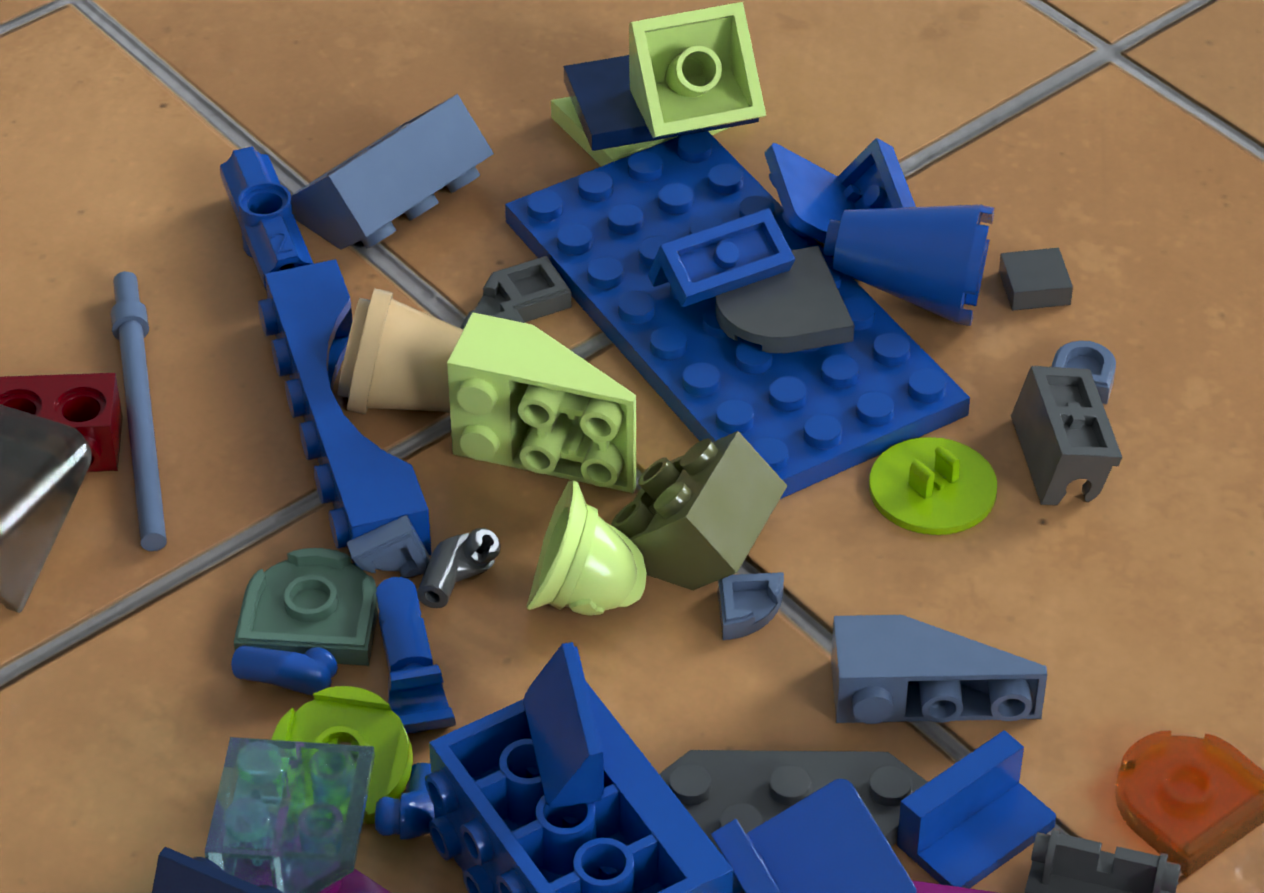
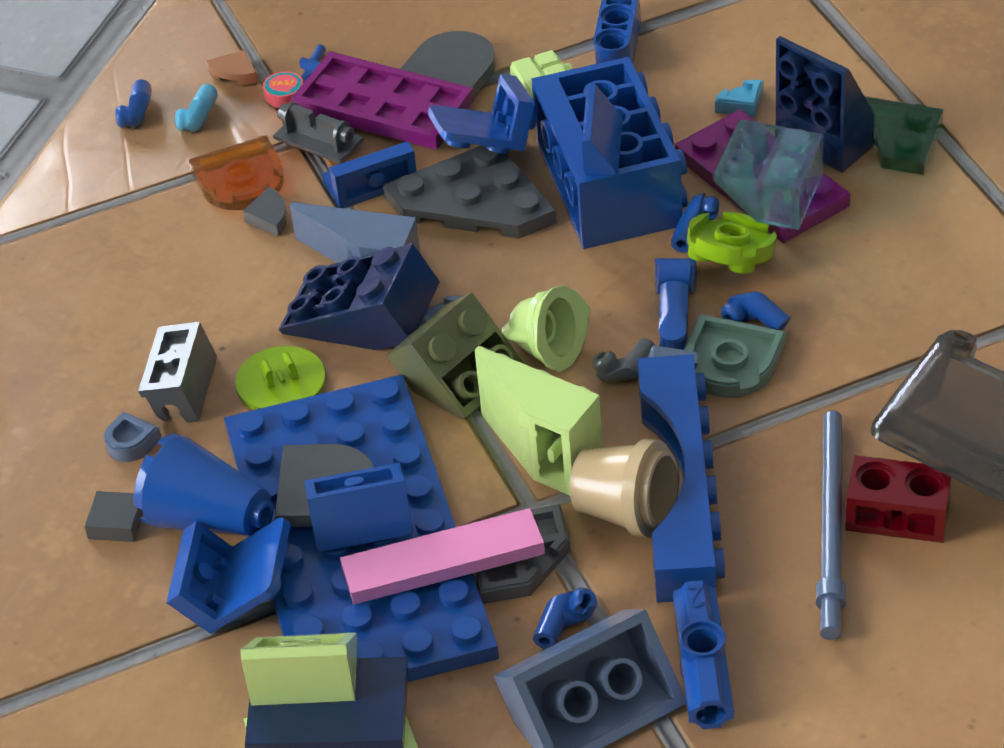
camera: 160 degrees left, 0 degrees up
(433, 263) = (564, 612): none -> blue arm
(593, 249) = (442, 556): none -> bright pink tile
(854, 561) = (363, 299): none -> dark blue slope
(1100, 727) = (267, 212): none -> dark grey tile

